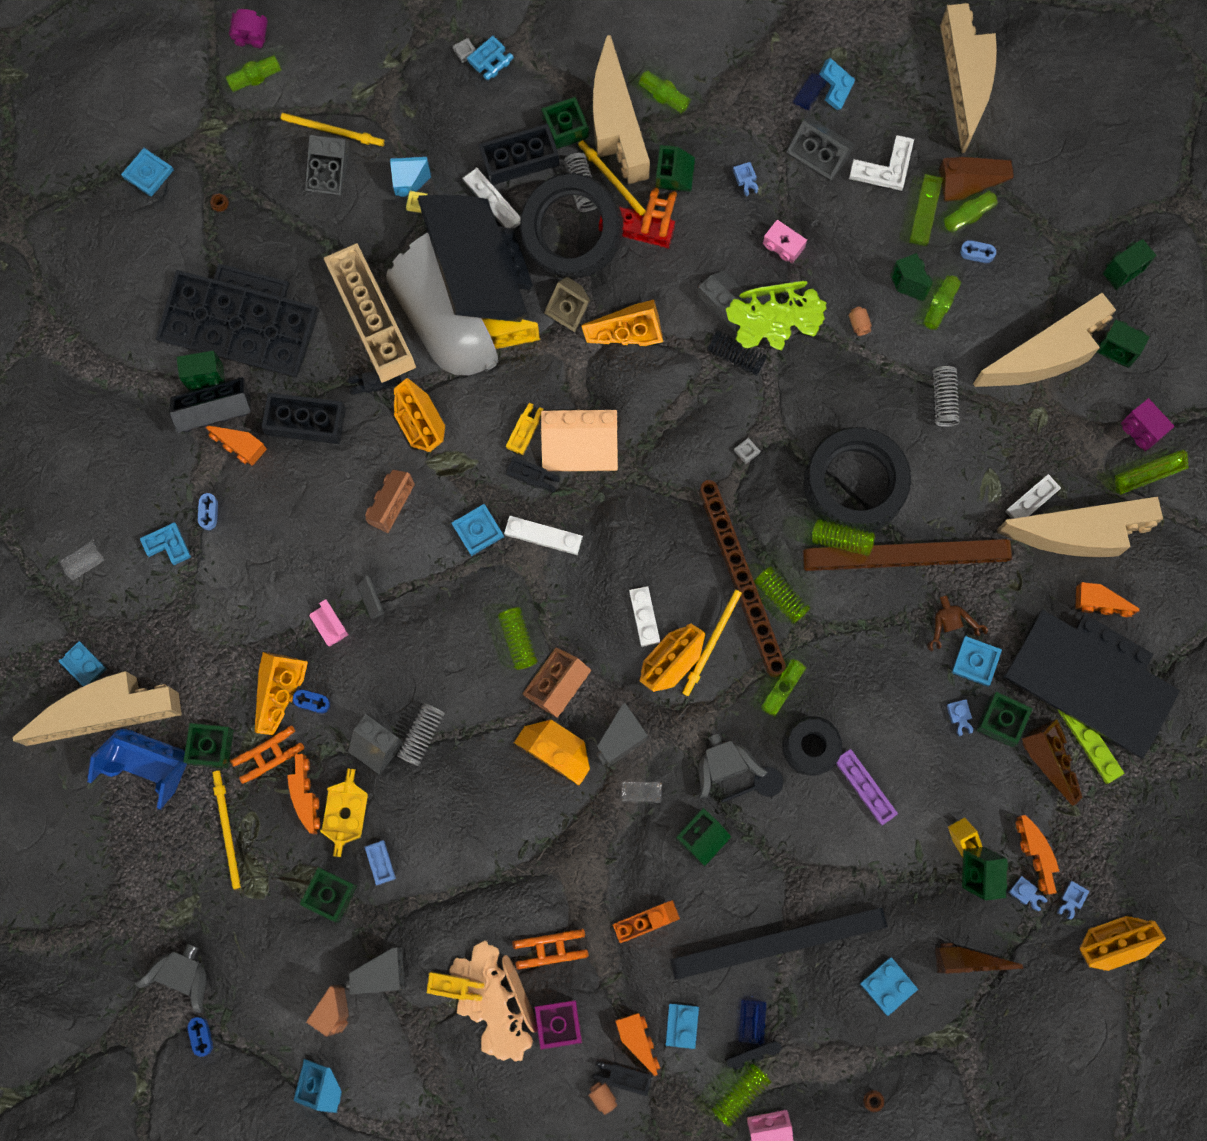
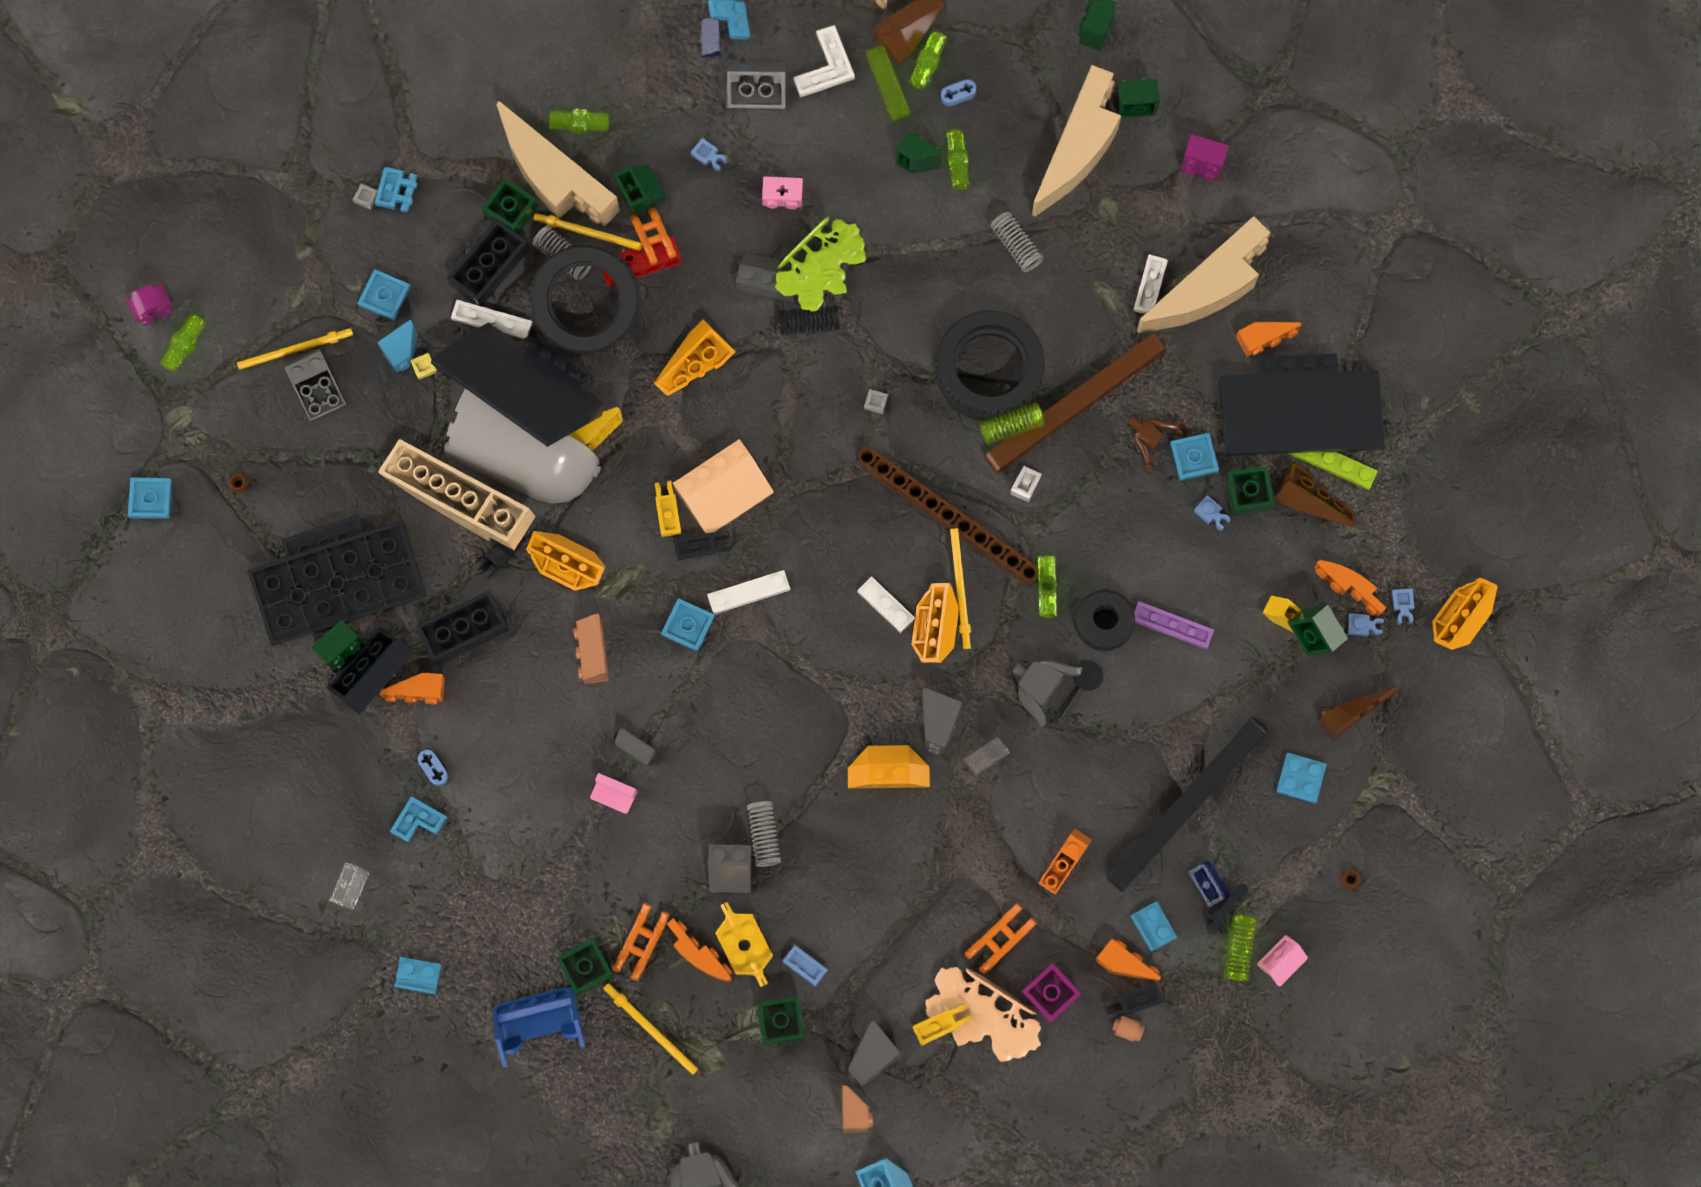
camera: 35 degrees left, 0 degrees up
(101, 707) = (466, 998): tan slope -> none
(276, 685) = (606, 877): light orange wedge -> none
(309, 705) = (644, 866): blue beam -> none
(425, 130) = (384, 295): none -> dark azure plate
(527, 659) = (770, 677): clear neon green piece -> none
(557, 682) = (849, 710): nougat slope -> none
(568, 303) = (628, 371): dark tan slope -> none
(703, 837) = (1065, 757): dark green slope -> none
(765, 575) = (967, 502): clear neon green piece -> none
(822, 593) = (1025, 484): none -> white slope
(860, 321) = (897, 221): nougat brick -> none
(1151, 471) = (1234, 196): clear neon green plate -> none

